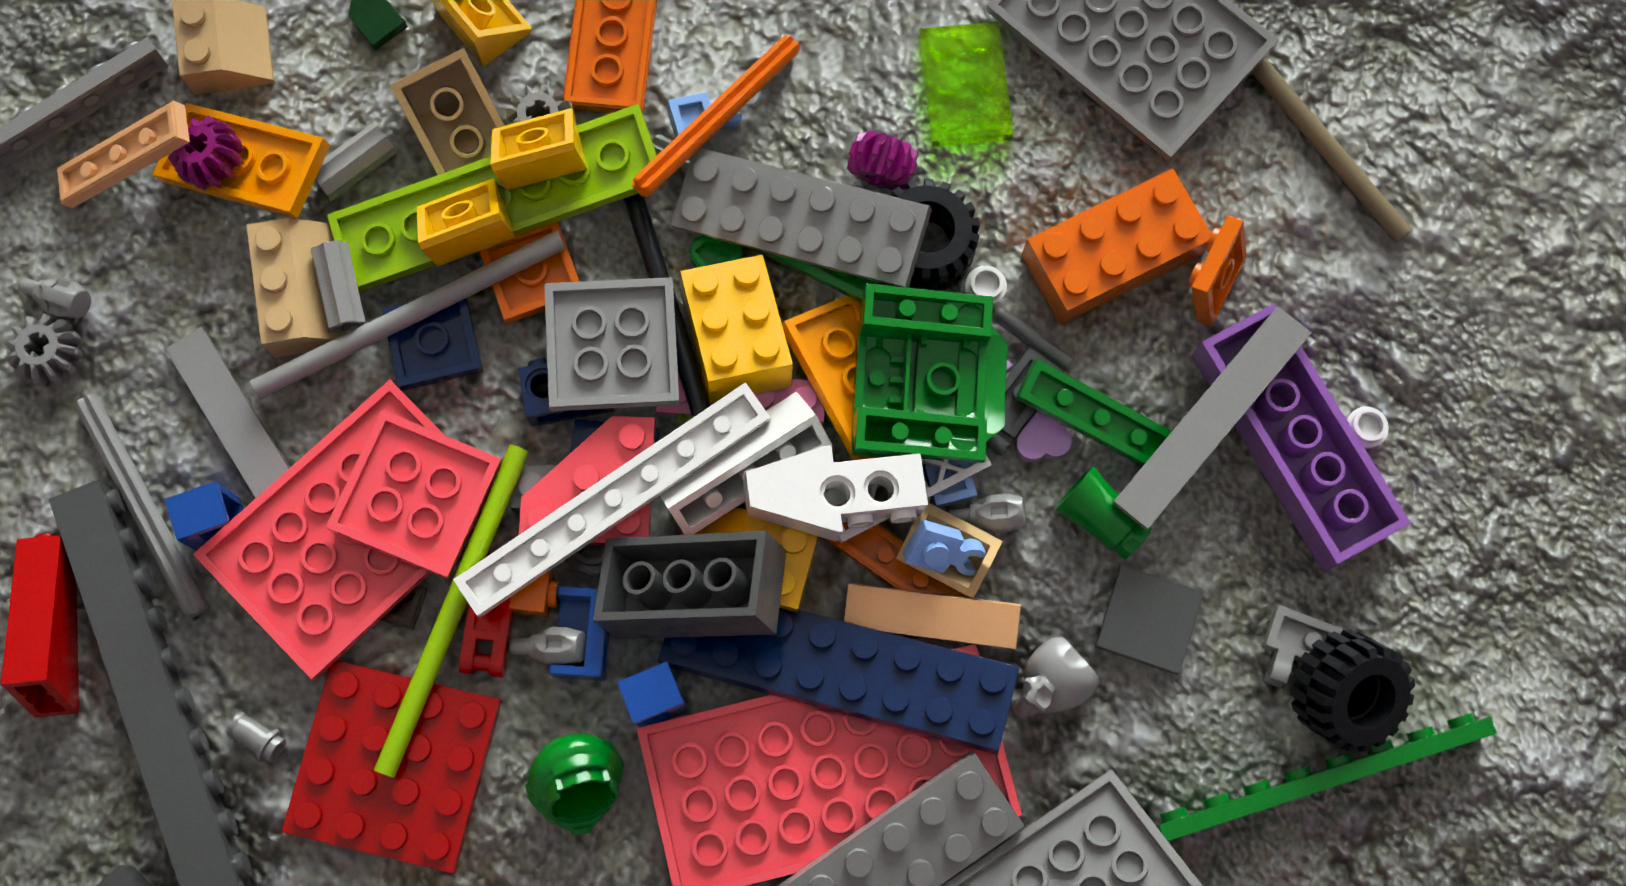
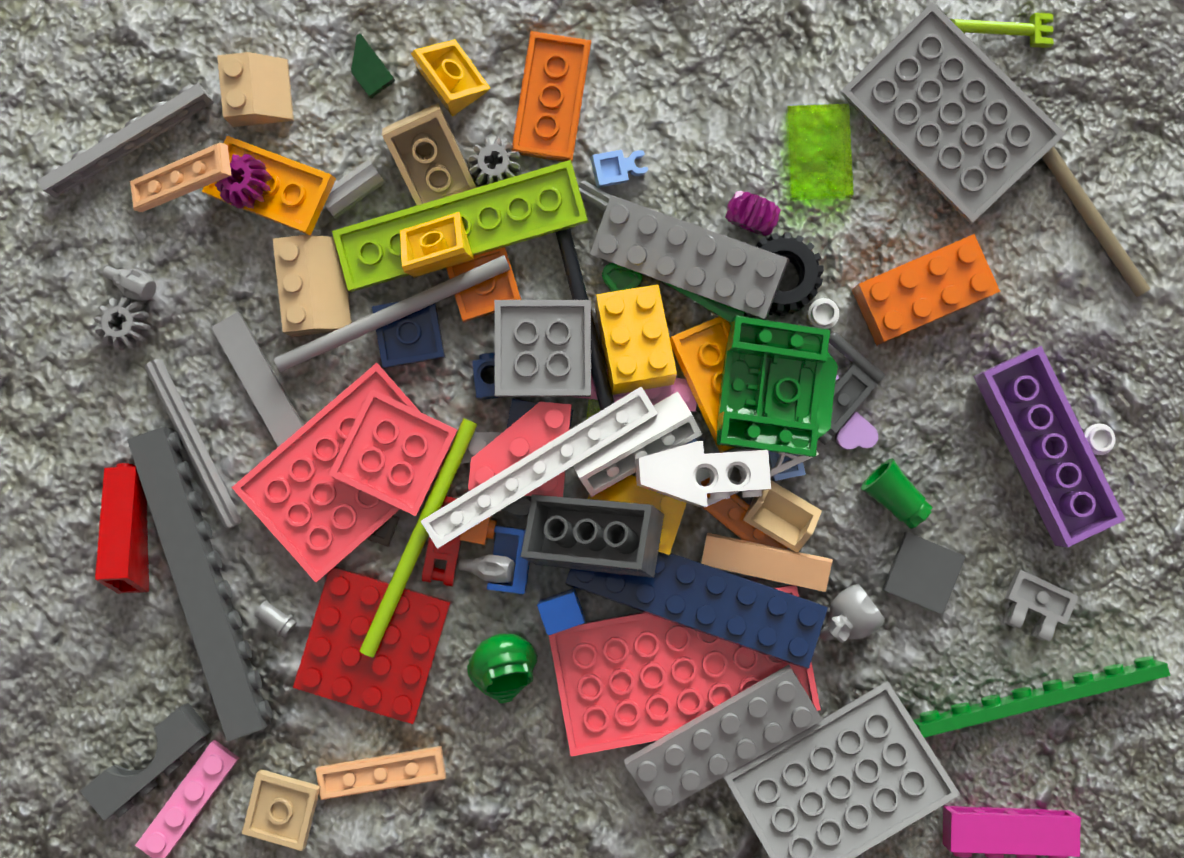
camera: 10 degrees right, 10 degrees up
(202, 513) = (239, 459): blue panel -> none
(338, 286) = (339, 289): light grey axle -> none
(537, 149) = (492, 191): yellow slope -> none
(715, 116) = (628, 171): orange axle -> none
(937, 546) = (775, 515): light blue plate -> none
(995, 513) = (816, 488): light grey piece -> none
(1091, 413) = (901, 422): green plate -> none
(1211, 418) = (987, 431): light grey tile -> none
(1217, 274) = (994, 324): orange plate -> none
(1352, 690) = (1068, 639): black tyre -> none

